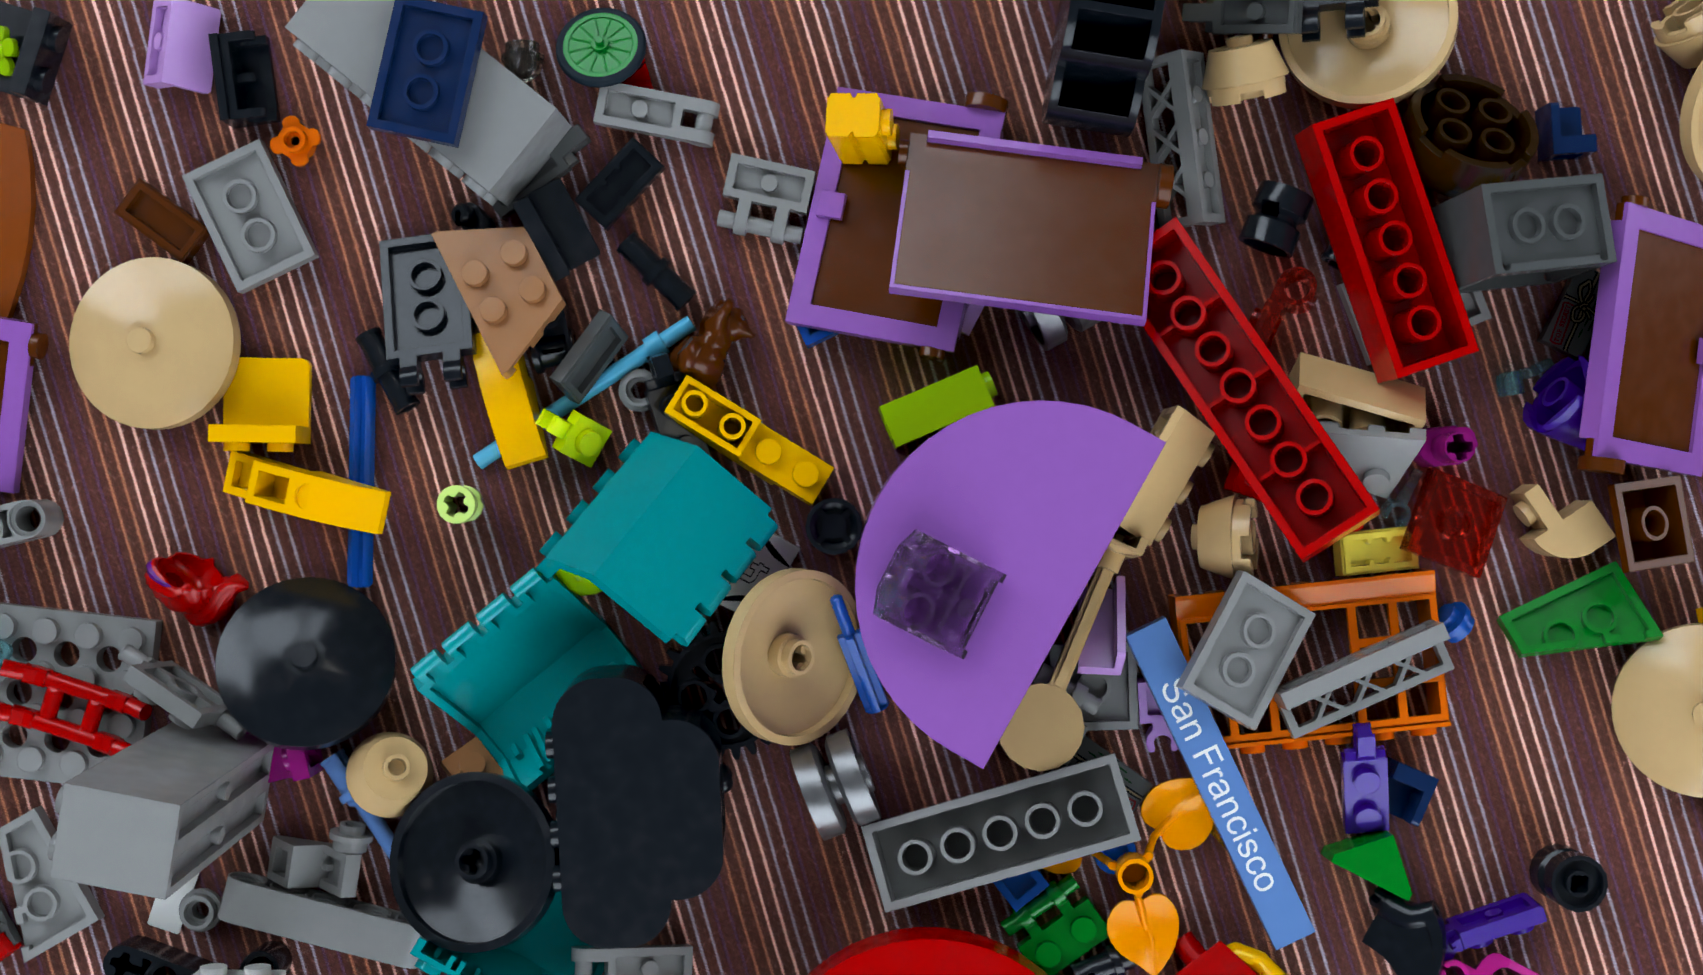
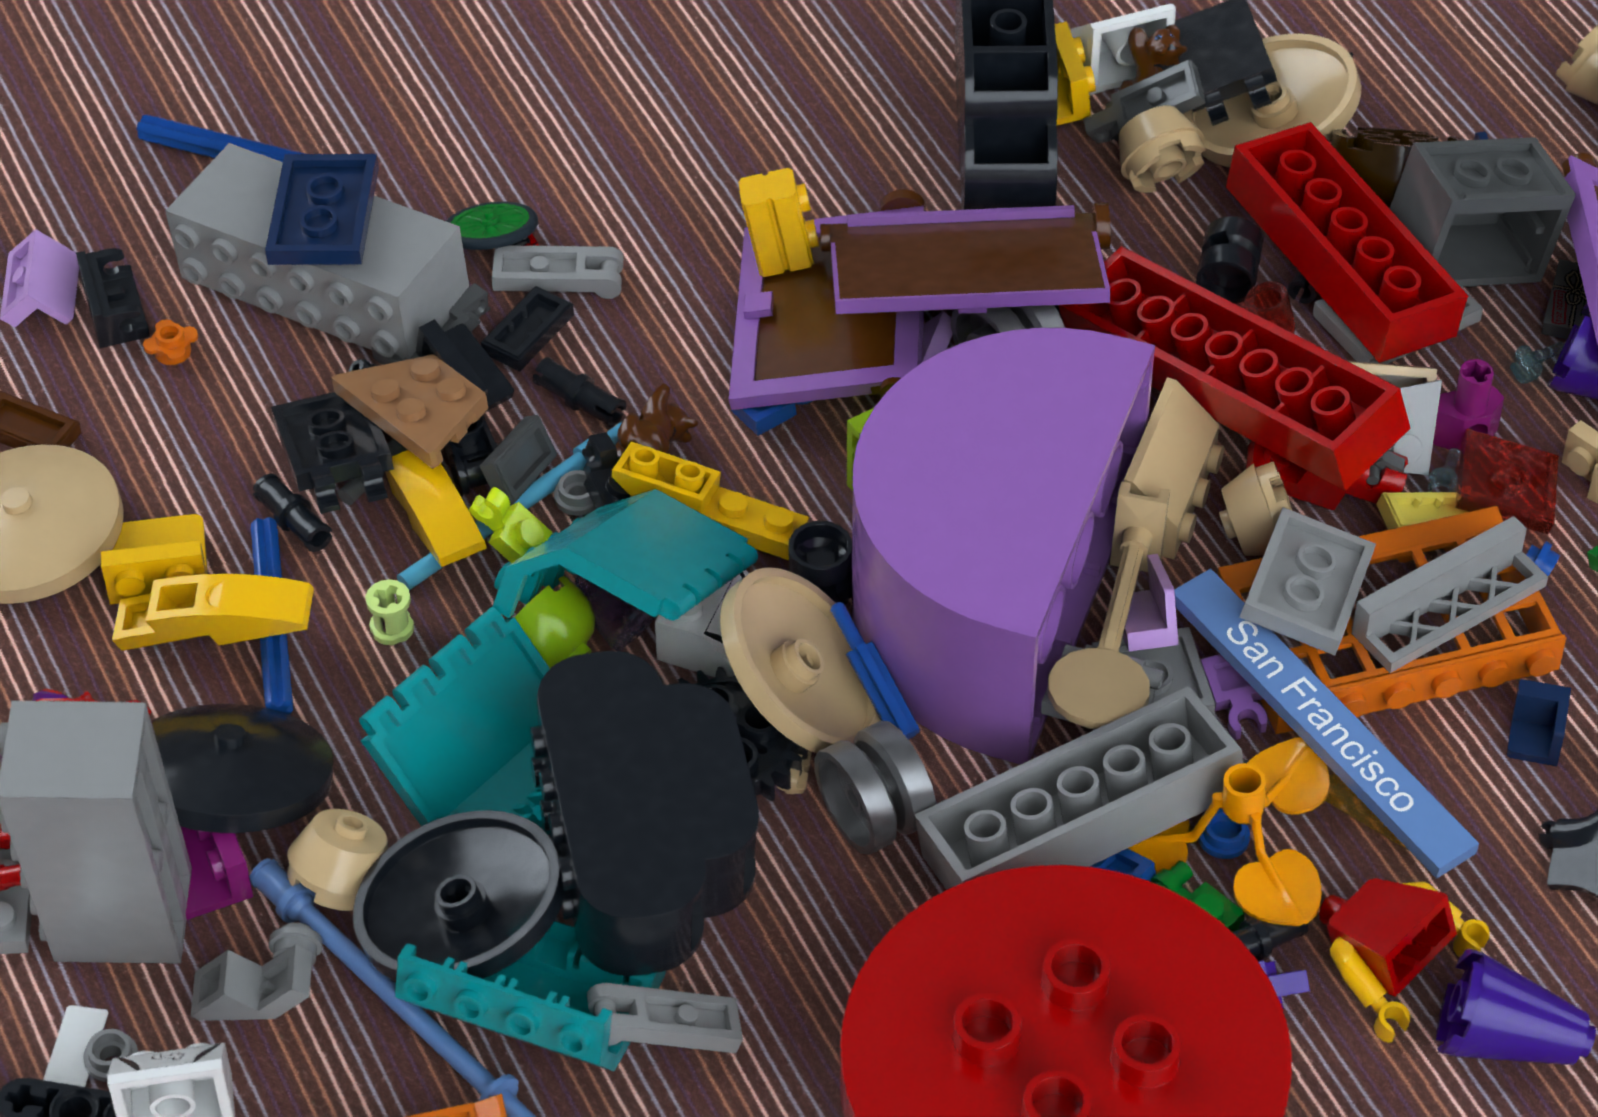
camera: 10 degrees left, 40 degrees down
(250, 216) = (127, 405): light grey plate -> none
(319, 919) = (280, 1034): light grey beam -> none
(767, 185) = (687, 309): light grey plate -> none
(935, 592) = (947, 475): clear purple slope -> none
(1194, 133) = (1125, 209): light grey fence -> none
(1364, 783) = (1490, 711): dark purple hinge -> none
(1373, 858) = (1524, 792): green slope -> none

